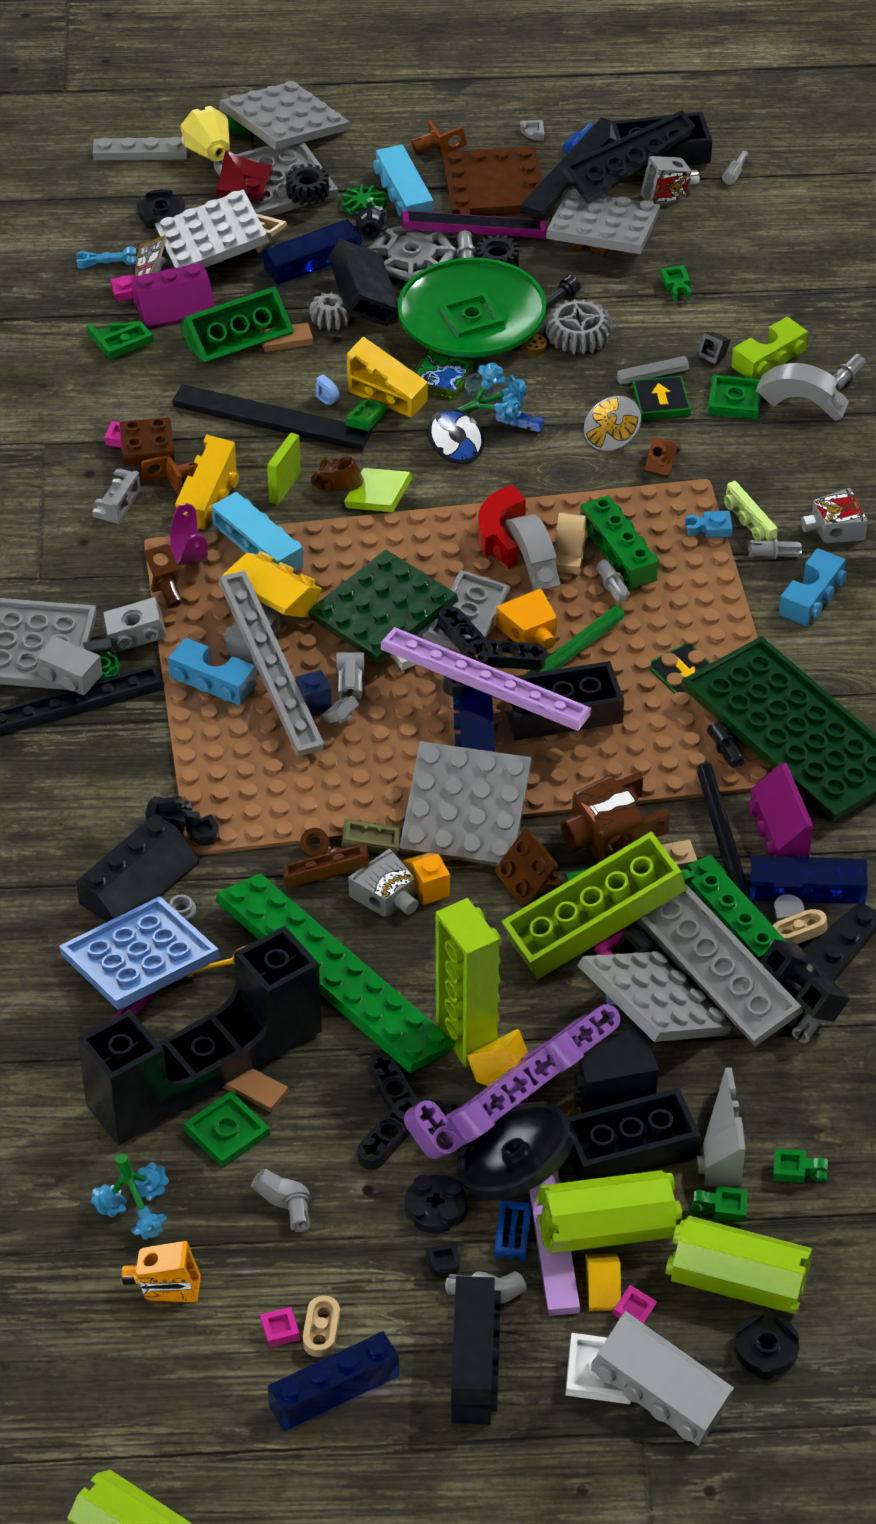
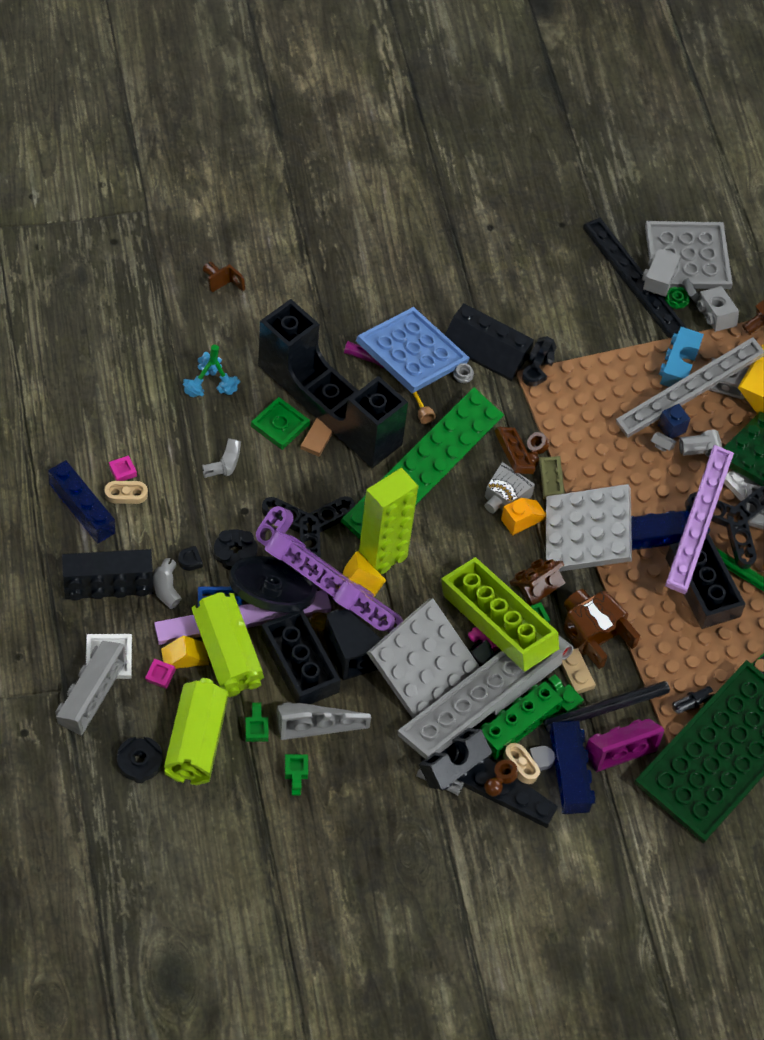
camera: 75 degrees right, 10 degrees up
(165, 1273) = (152, 391): light orange torso -> none
(836, 954) = (494, 785): none -> reddish brown plate

